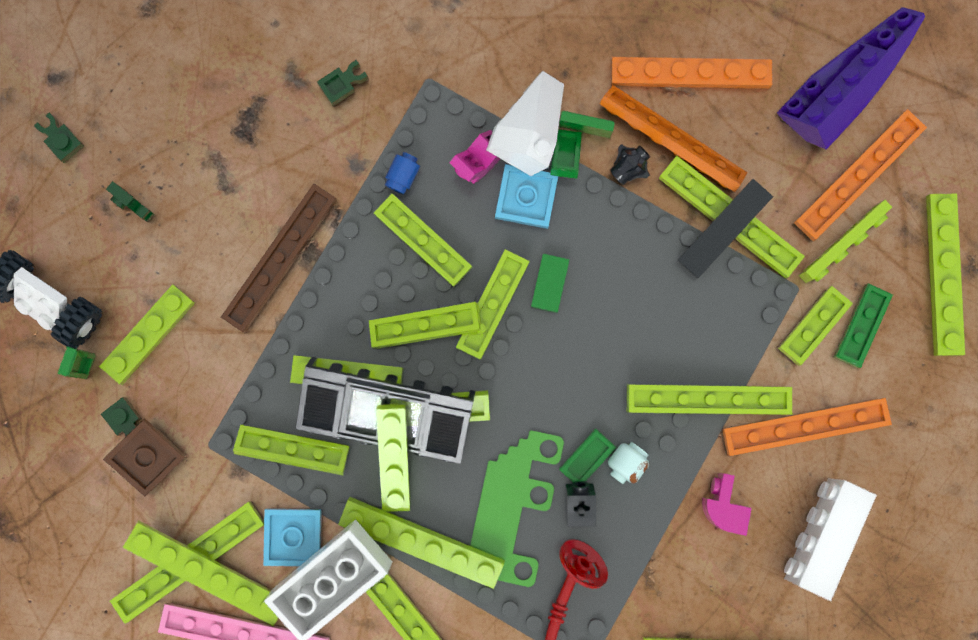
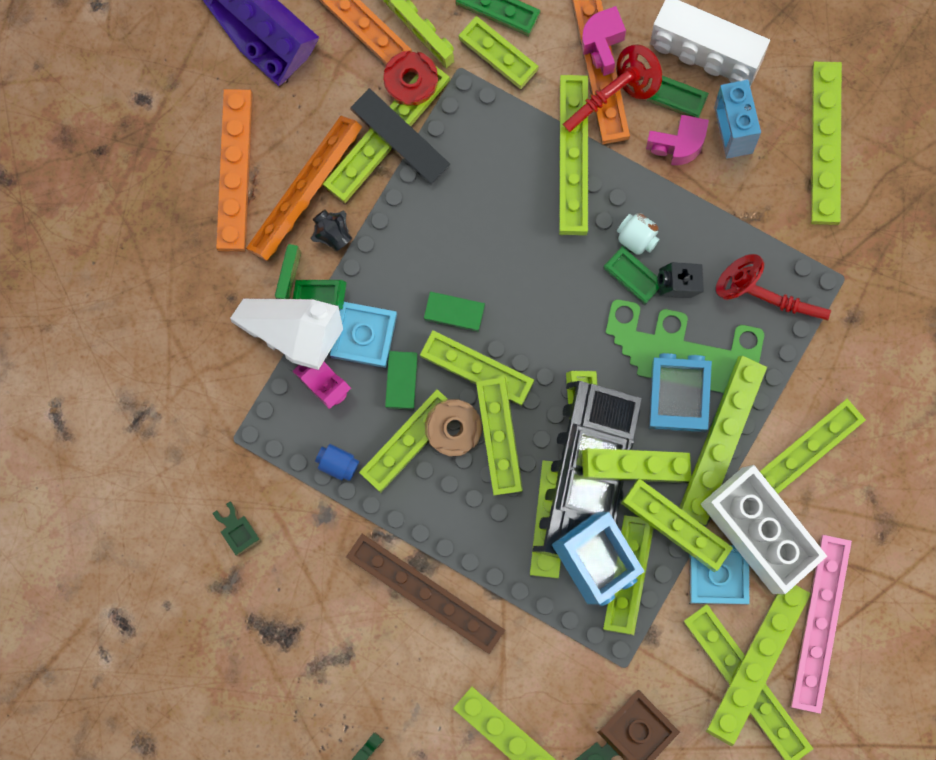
camera: 80 degrees left, 5 degrees down
(298, 418) = (598, 559): none -> window
(334, 496) = (676, 525): none -> lime plate
(449, 281) = (437, 423): none -> medium nougat tile
(469, 503) = (680, 393): none -> window
(482, 233) = (401, 380): none -> green tile
(743, 564) = (736, 120): none -> dark azure window
(772, 247) = (410, 93): none -> red tile
(772, 505) = (679, 97): none -> green tile
(791, 452) = (630, 76): none -> red dish
(836, 426) = (601, 32): none -> dark pink brick

